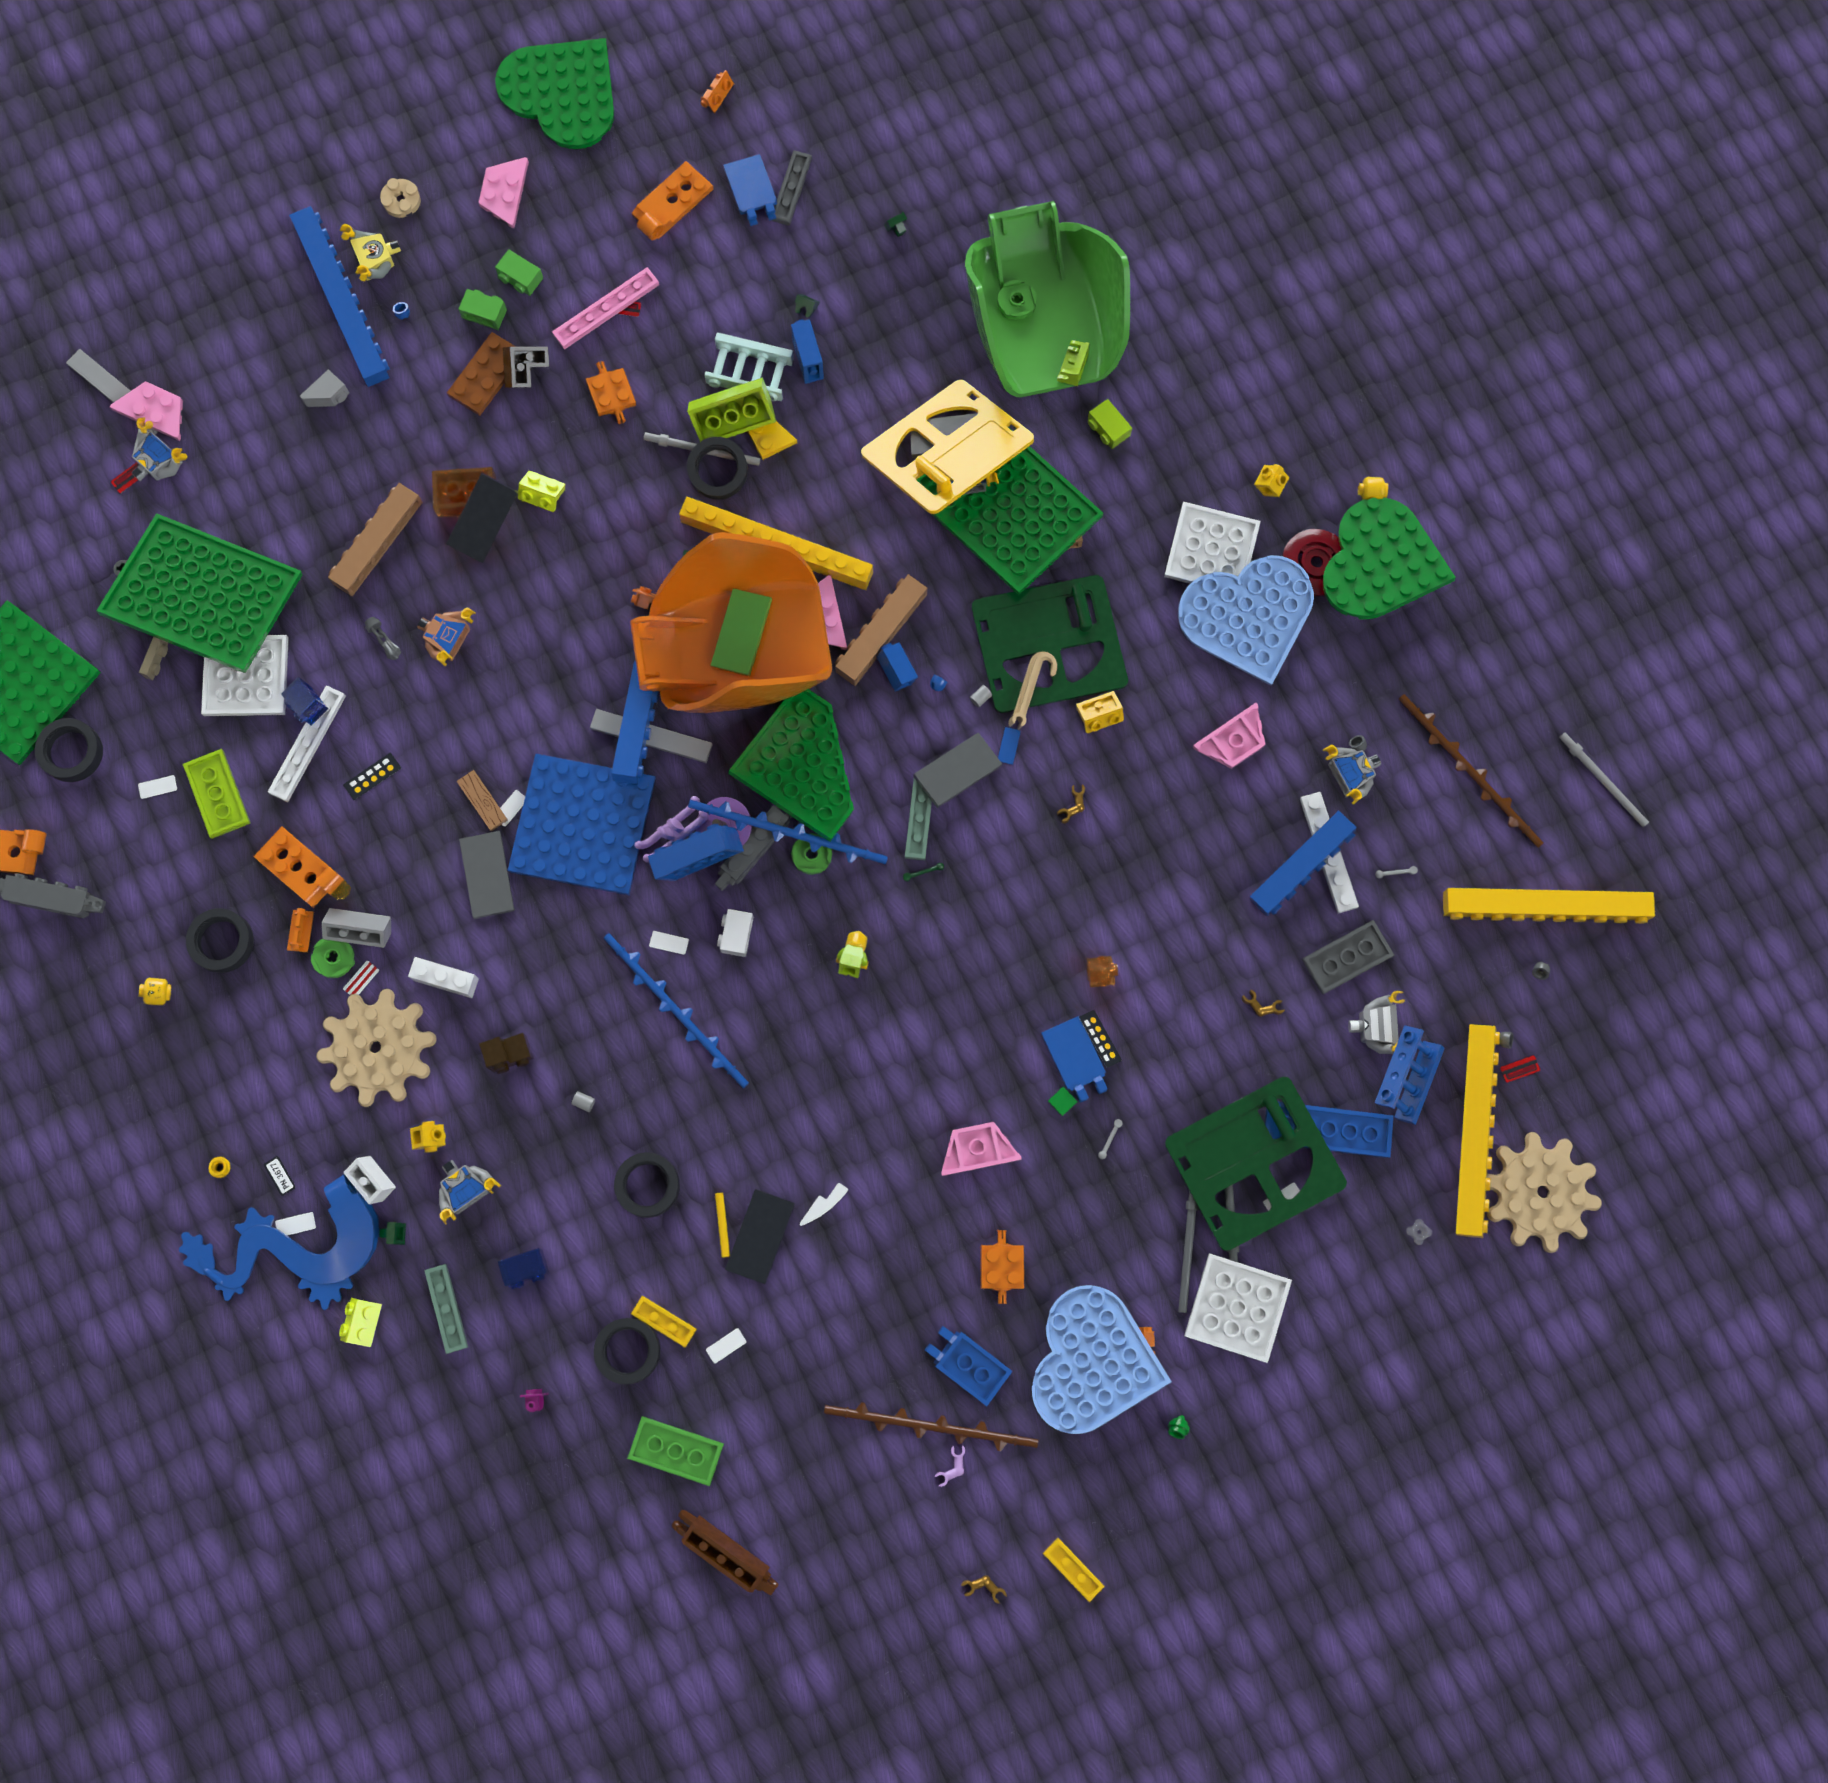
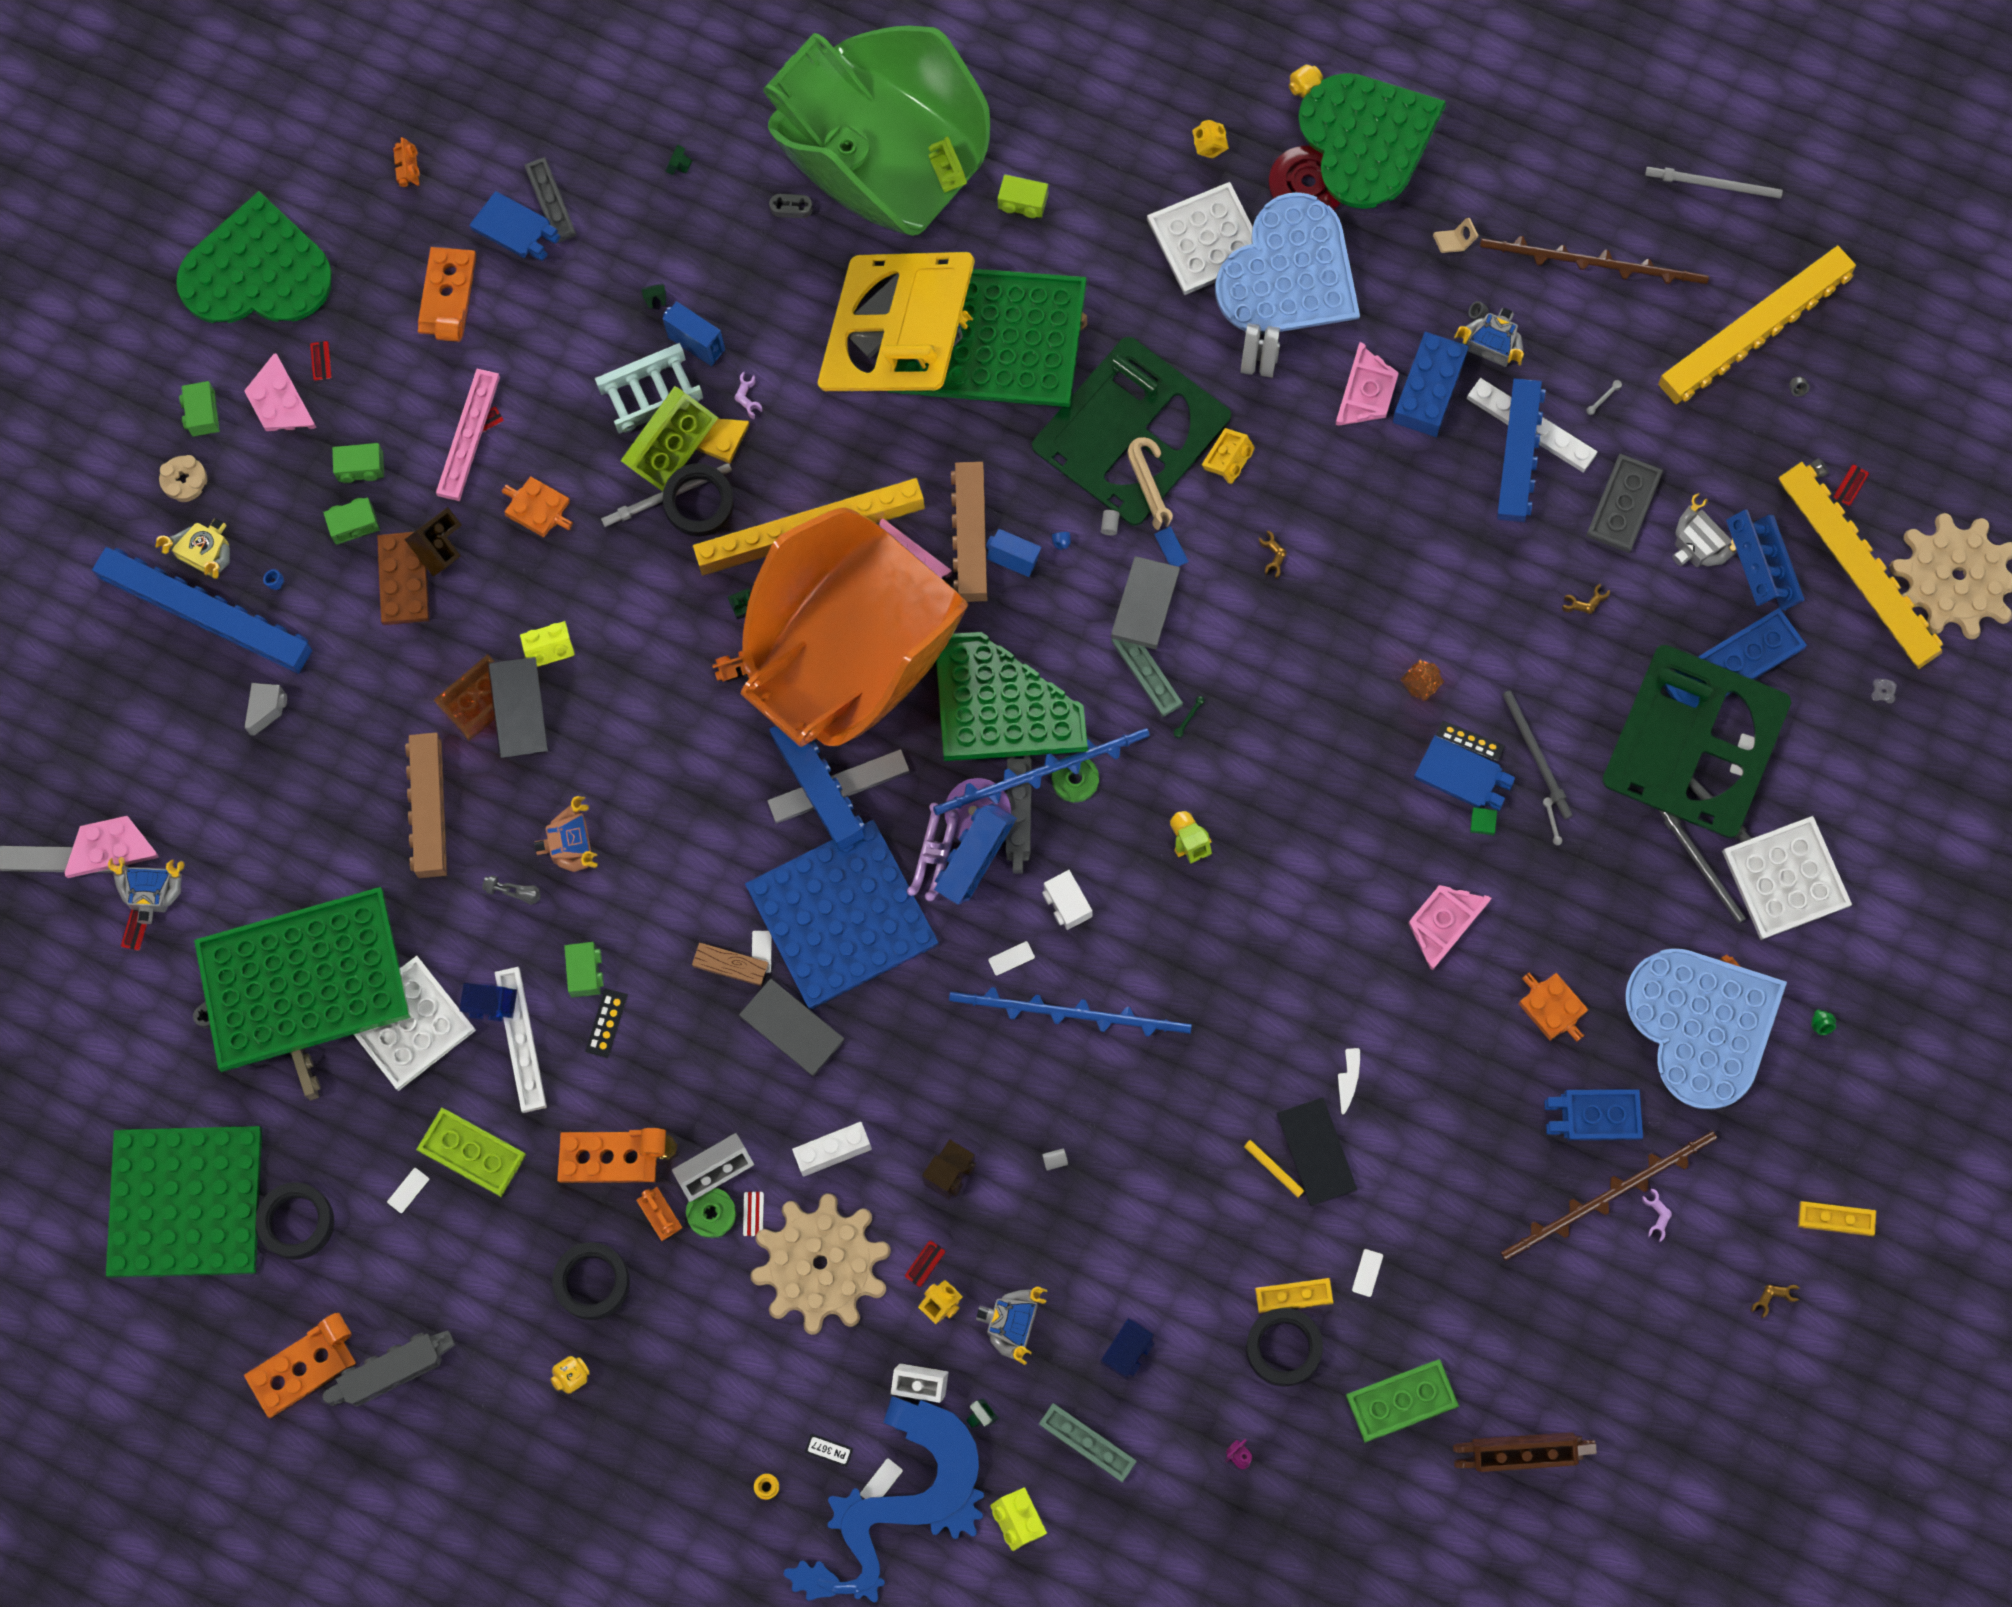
camera: 30 degrees left, 5 degrees down
(384, 728) = (583, 970): none -> bright green brick
(443, 1102) = (924, 1263): none -> sticker
(447, 158) = (199, 409): none -> bright green brick
(553, 185) = (320, 360): none -> sticker
(625, 1170) = (1187, 1158): black tyre -> none
(741, 632) = (848, 627): bright green tile -> none
(805, 419) = (741, 398): none -> lavender arm
(947, 313) = (790, 206): none -> dark grey beam
(1128, 1124) = (1557, 794): none -> dark grey bar
(1180, 655) = (1260, 350): none -> light grey wheel
(1280, 769) = (1430, 384): none -> blue brick
(1384, 681) = (1454, 239): none -> tan bracket

